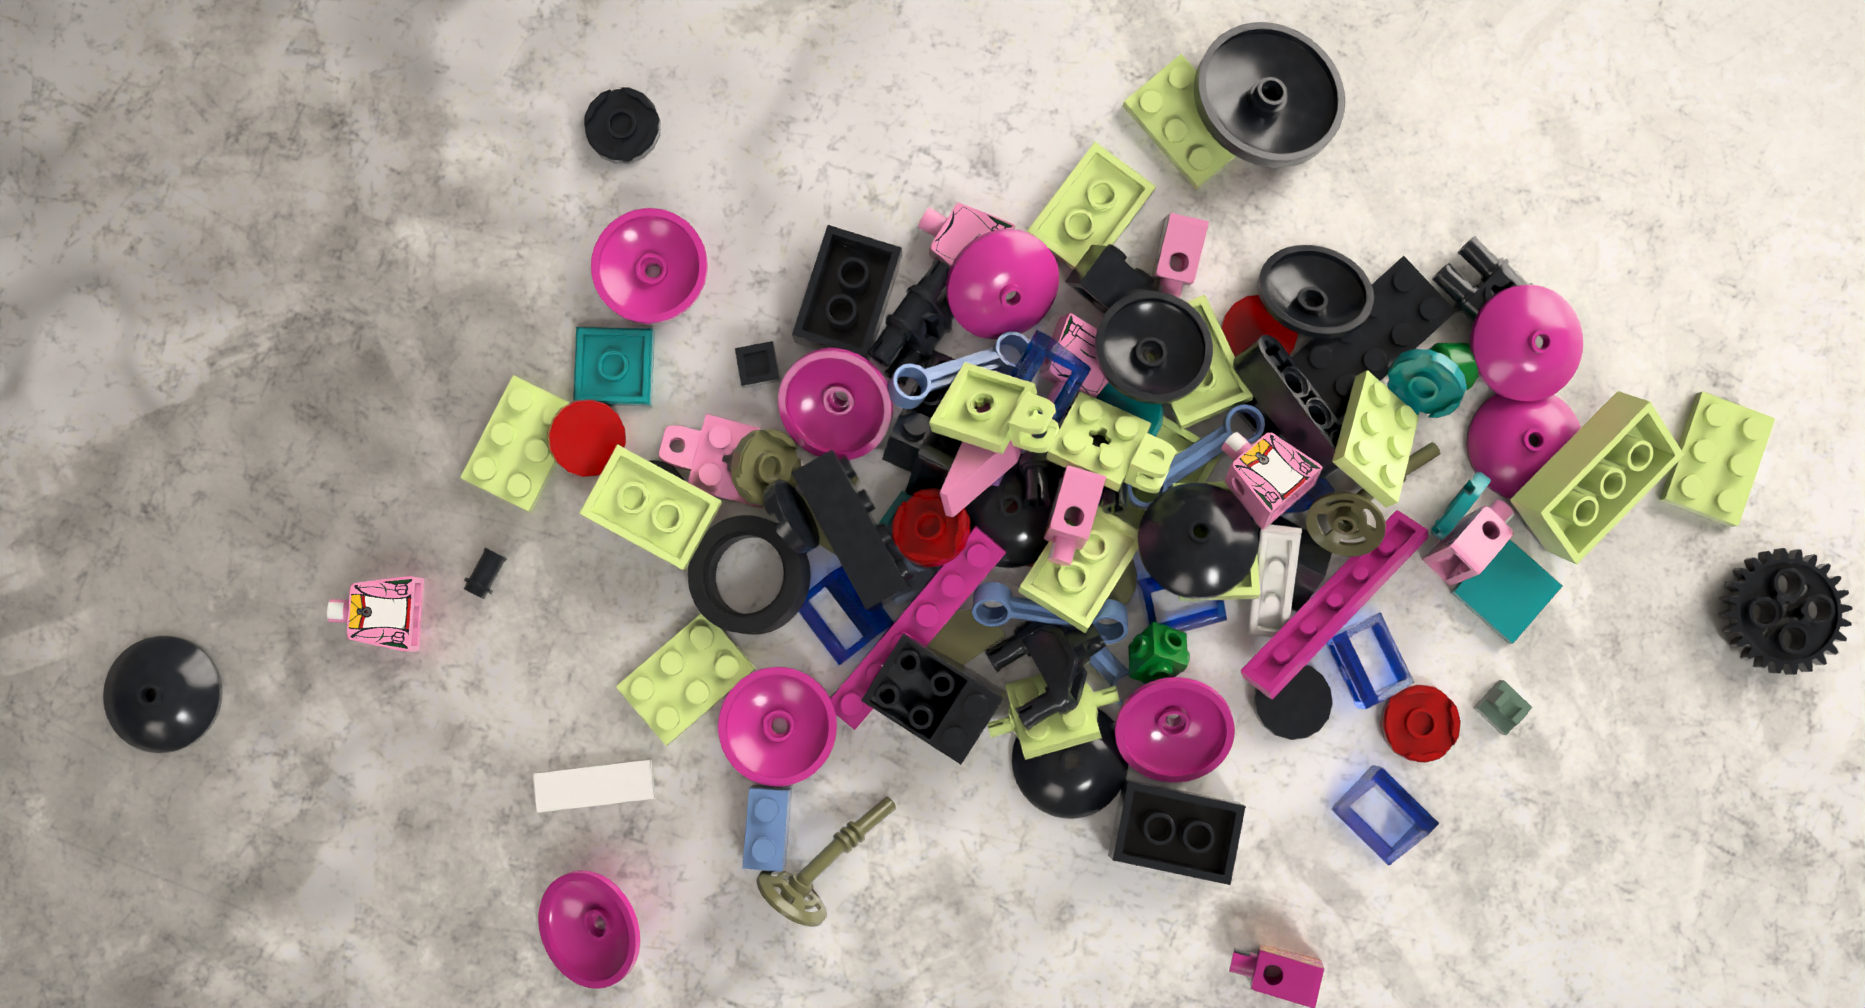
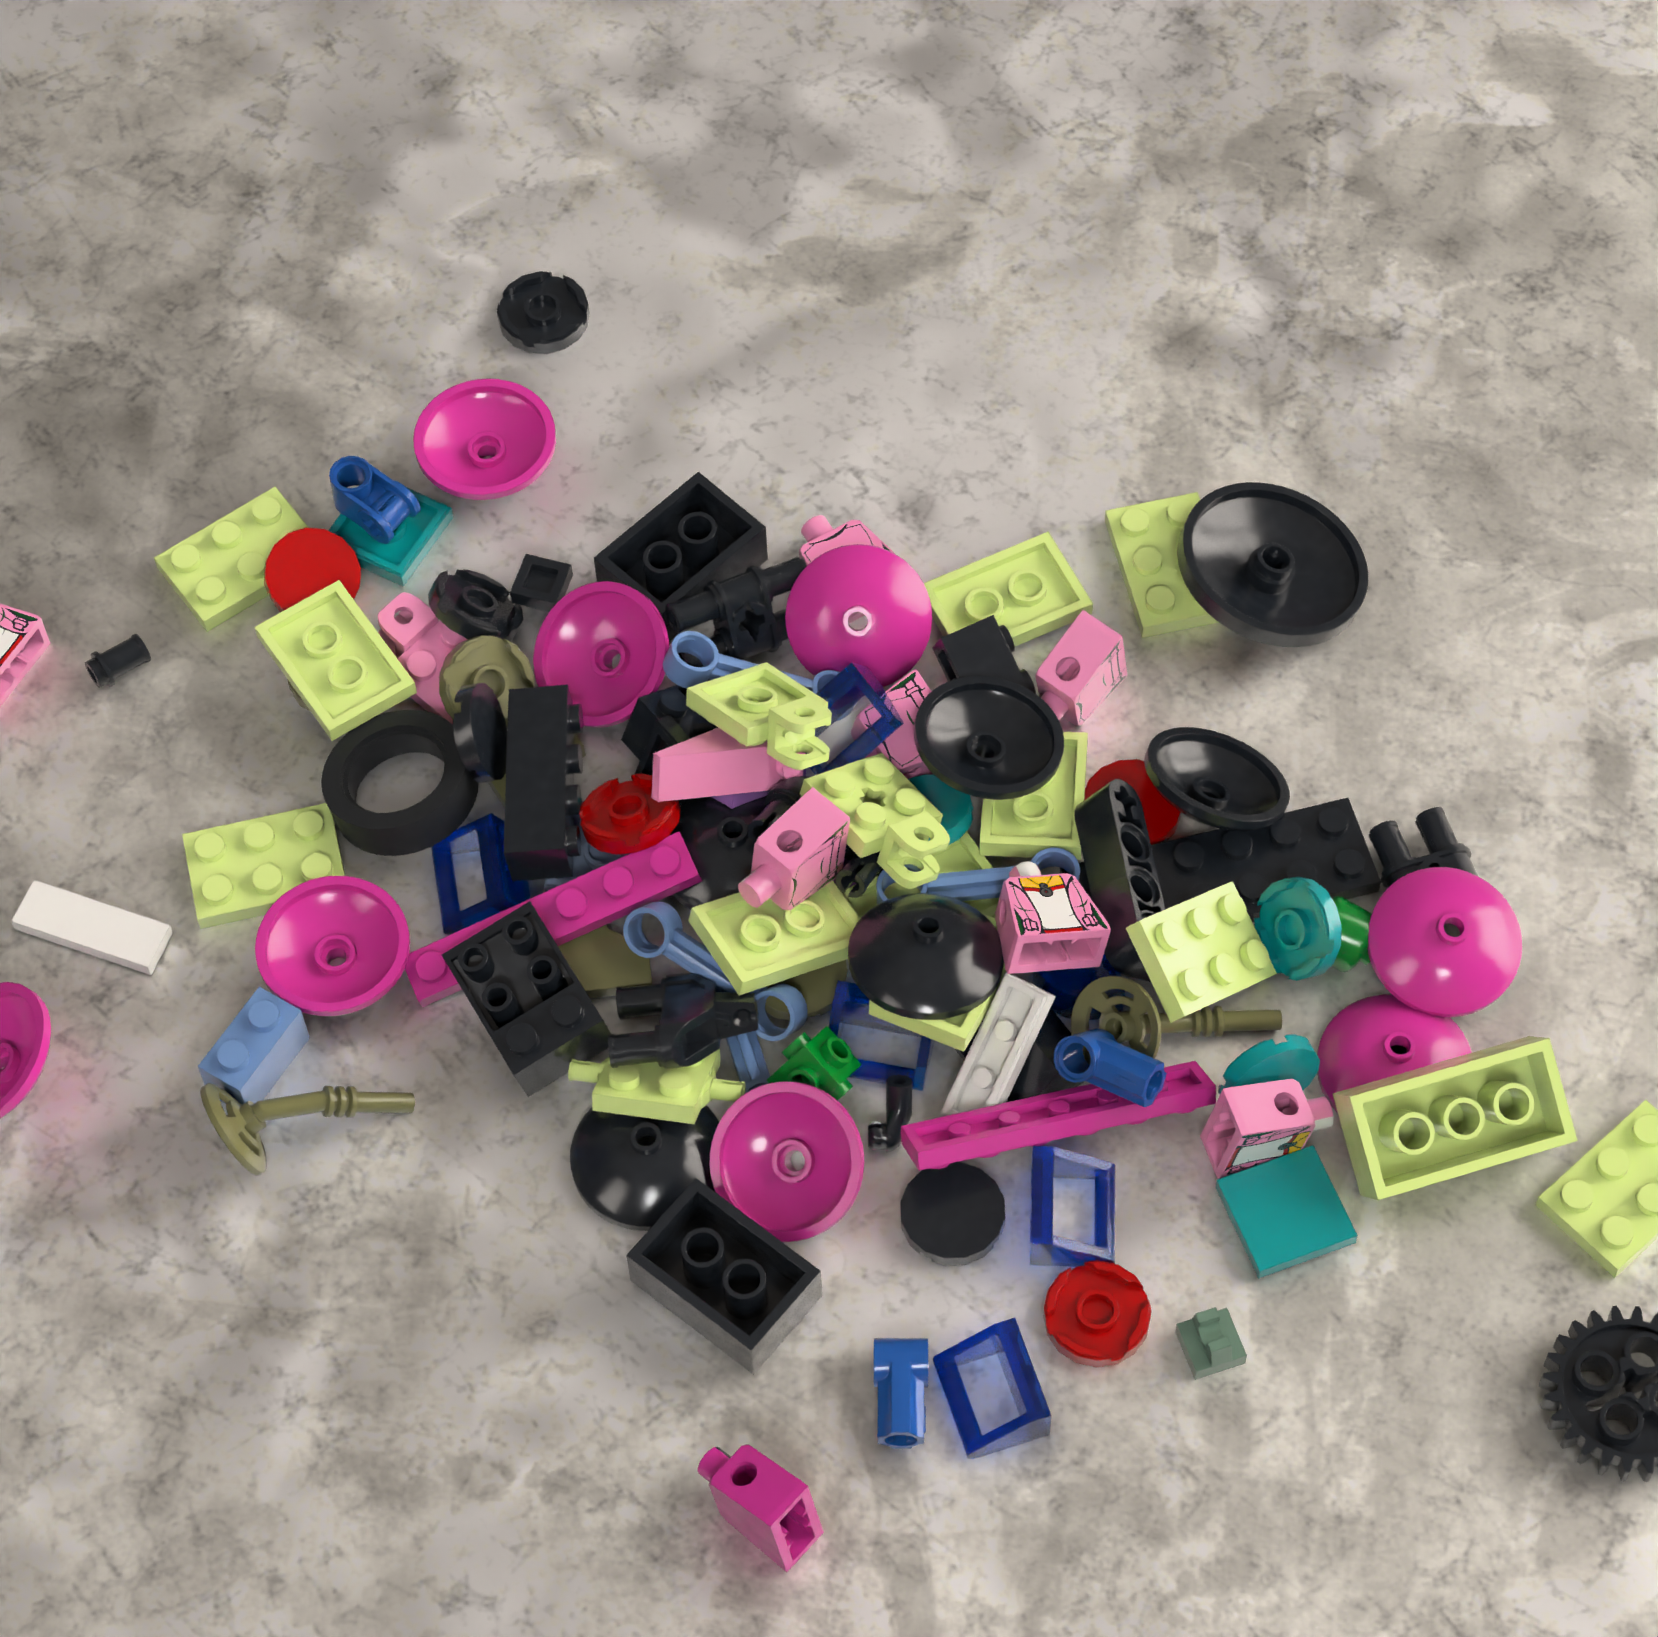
camera: 30 degrees right, 25 degrees down
(603, 360) = (376, 503): none -> blue piece
(721, 408) = (474, 605): none -> black tile
(1222, 653) = (898, 1113): none -> black arm
(1321, 835) = (901, 1381): none -> blue piece
(1343, 555) = (1111, 1066): none -> blue piece

